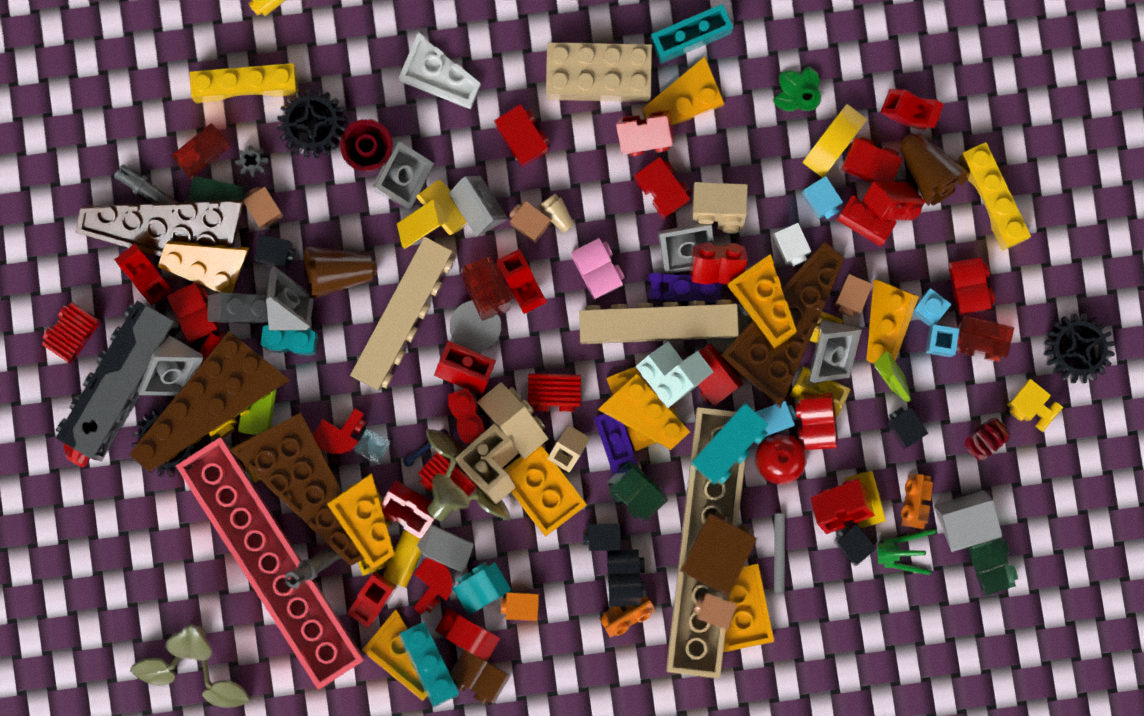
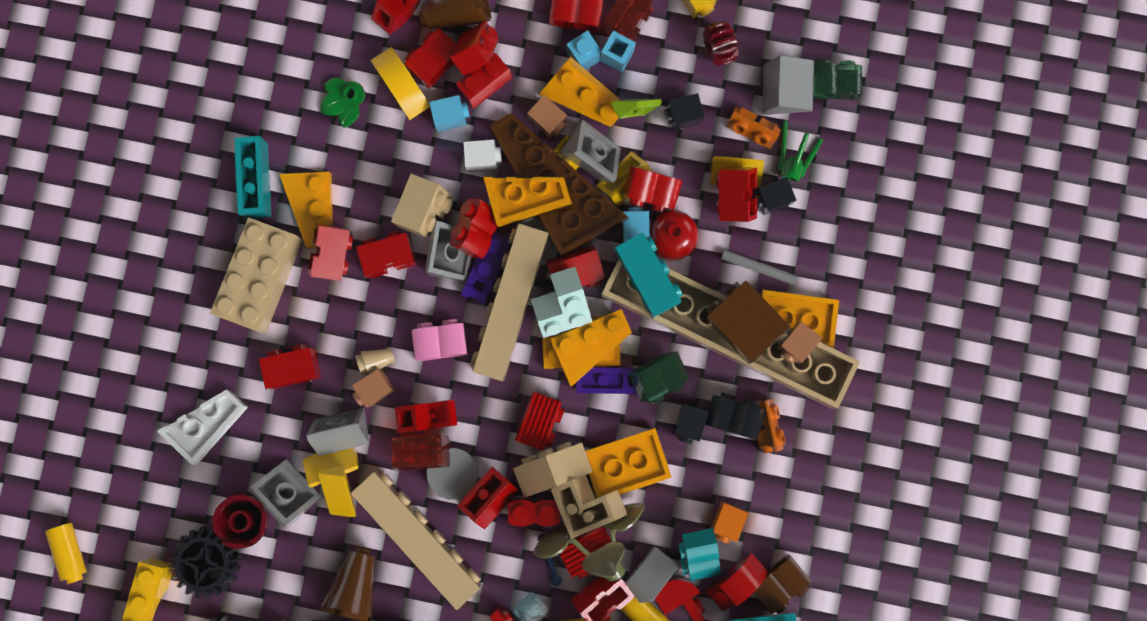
camera: 70 degrees left, 0 degrees up
(568, 448) = (597, 426): tan brick -> none

